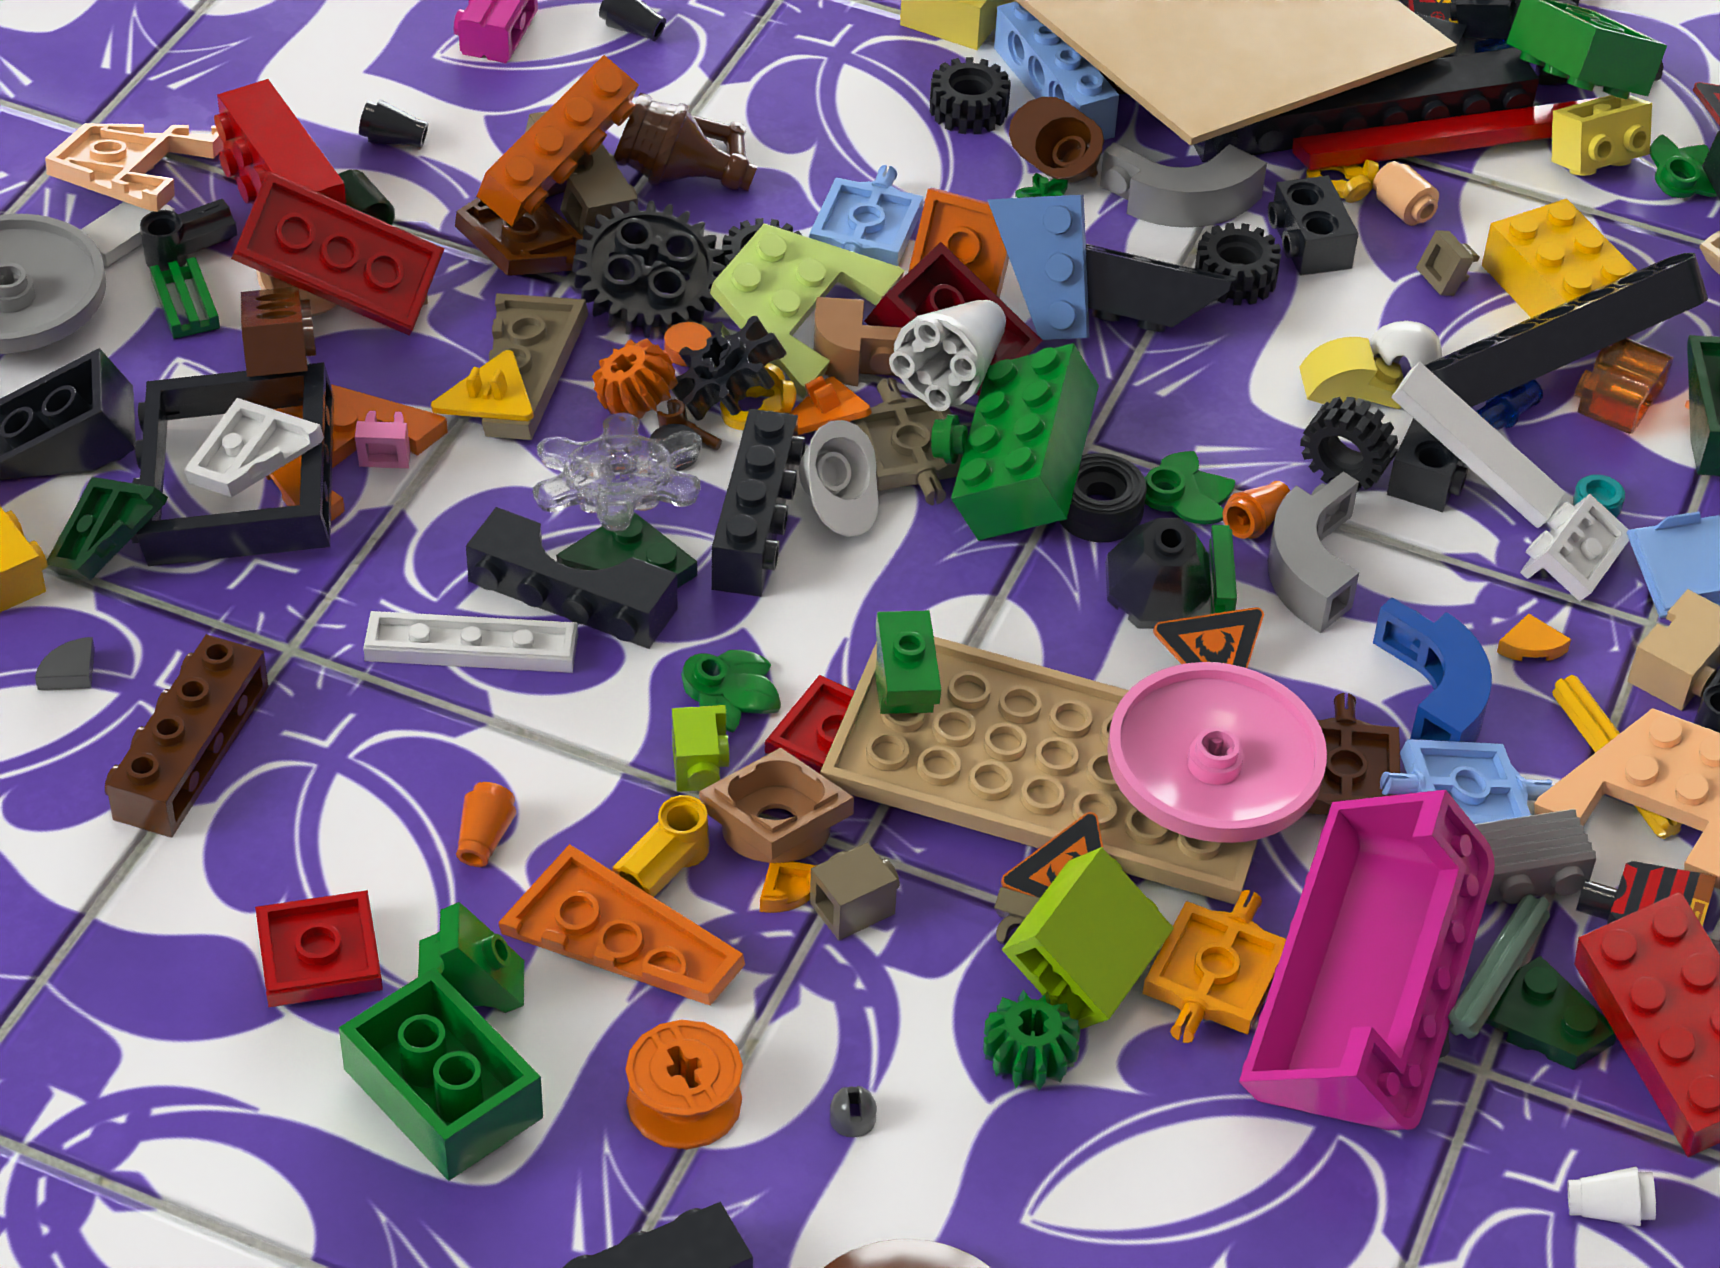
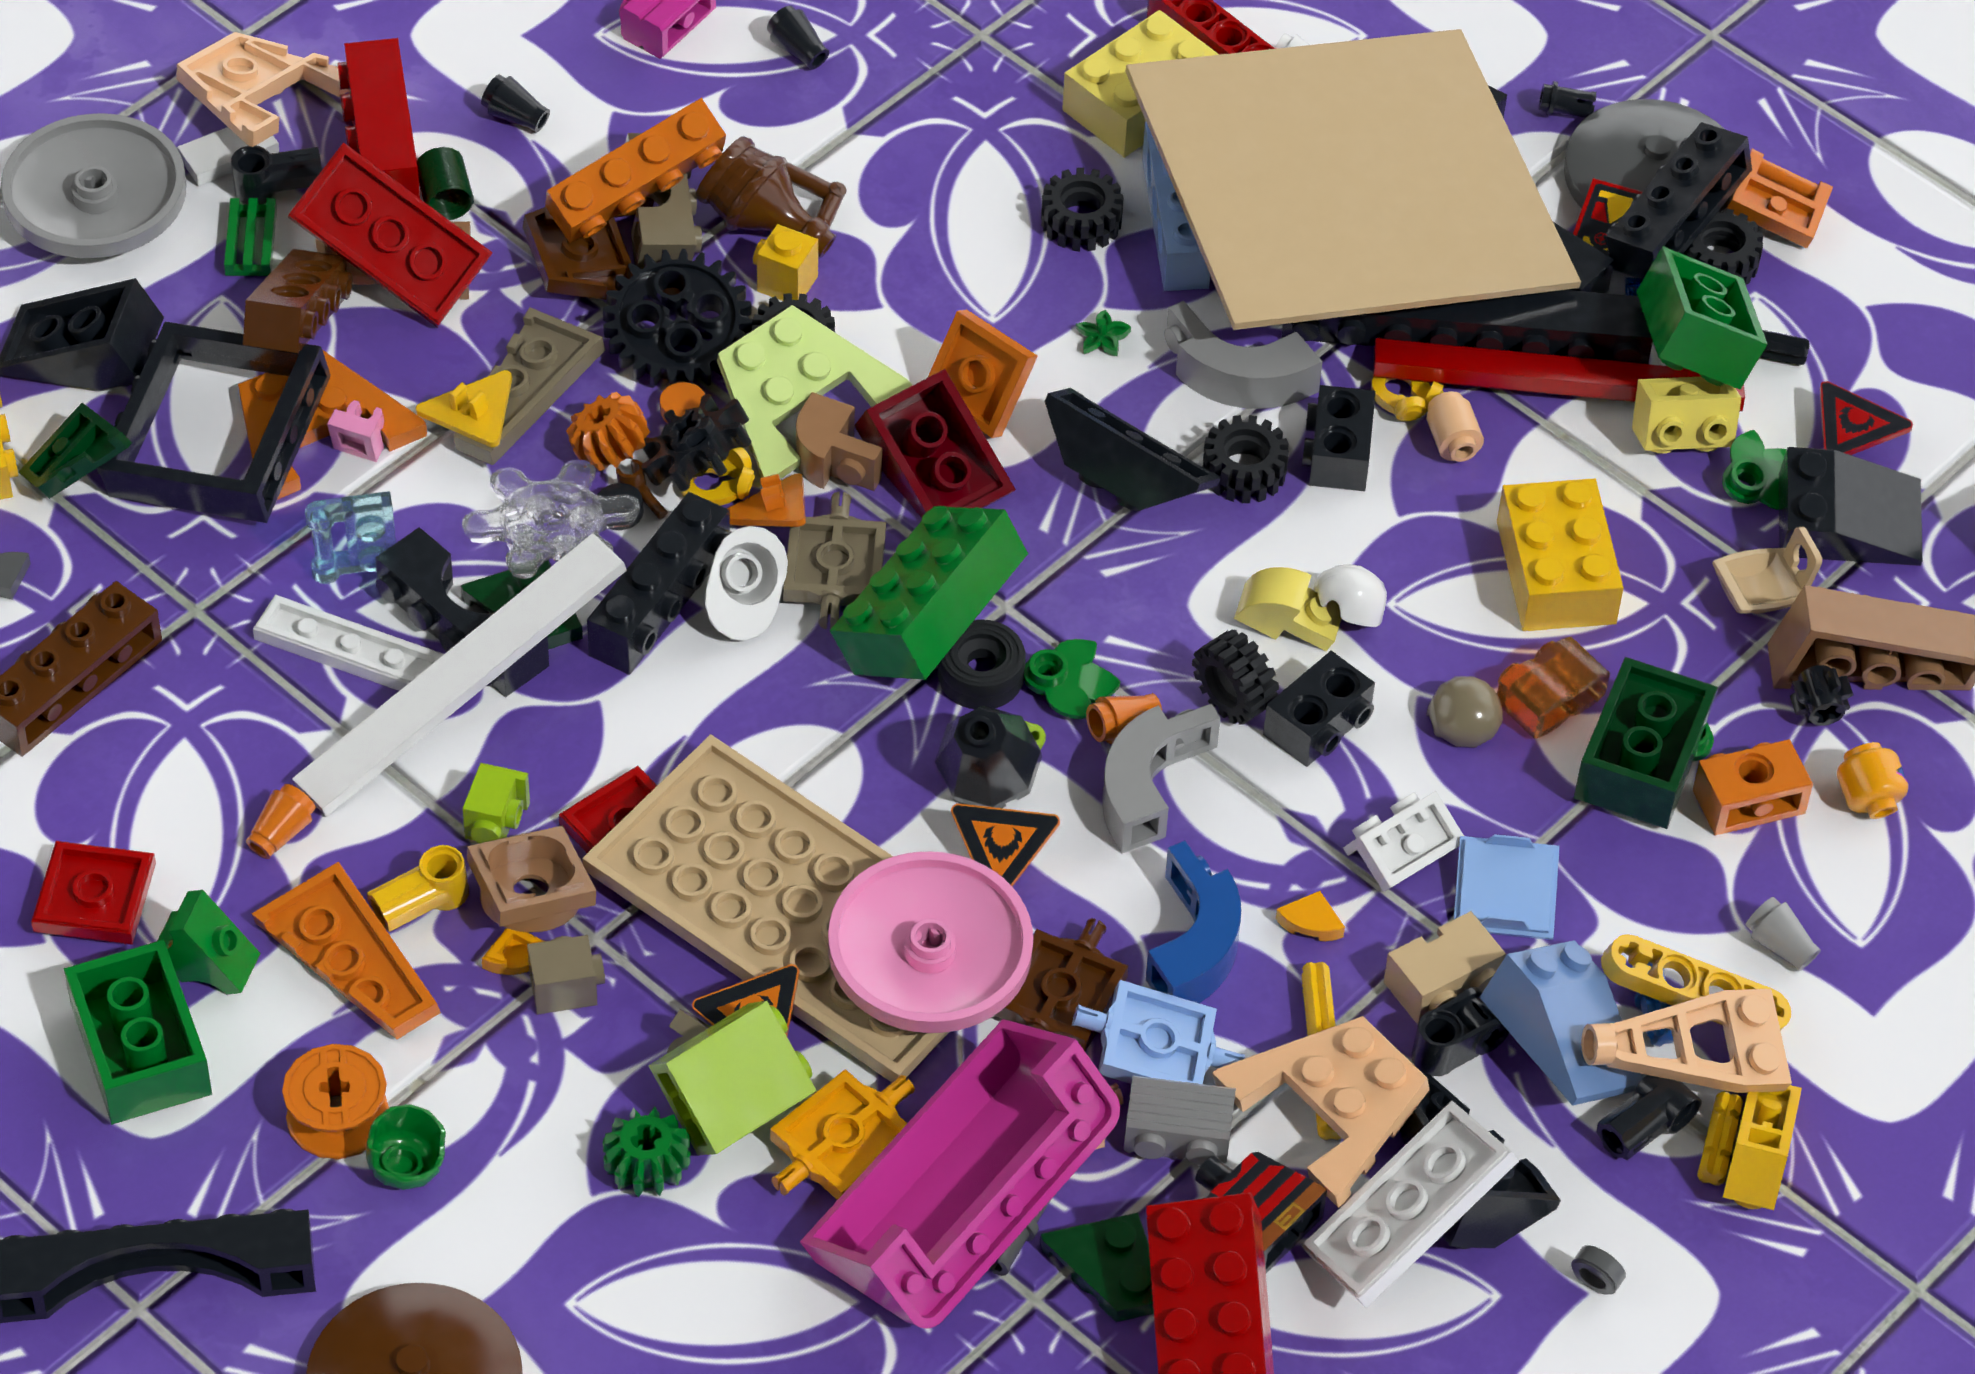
camera: 20 degrees right, 5 degrees up
(249, 446) = (219, 413): white wing -> none
(446, 526) = (367, 529): none -> clear light blue plate
(607, 632) = (459, 674): none -> white tile
(725, 196) = (786, 263): none -> yellow brick
(733, 681) = (560, 757): green plate -> none
(784, 1108) = (405, 1146): none -> green hair
(840, 1111) = (480, 1167): dark grey hinge -> none
(869, 217) = (909, 318): light blue plate -> none
(906, 663) = (695, 779): green brick -> none
(948, 352) = (901, 481): white cone -> none
(948, 439) = (856, 570): green plate -> none
(1049, 260) = (1042, 414): medium blue wing -> none
(1057, 139) = (1132, 282): reddish brown piece -> none
(1222, 570) = (1049, 770): green tile -> none
(1446, 262) = (1452, 512): dark tan tile -> none
(1478, 445) = (1353, 712): white tile -> none
(1498, 966) = (1089, 1210): sand green axle -> none
(1507, 407) = (1417, 680): clear blue axle -> none
(1560, 425) = (1465, 711): none -> dark tan hair
(1572, 330) = (1506, 621): black beam -> none
(1603, 489) = (1463, 794): teal tile -> none

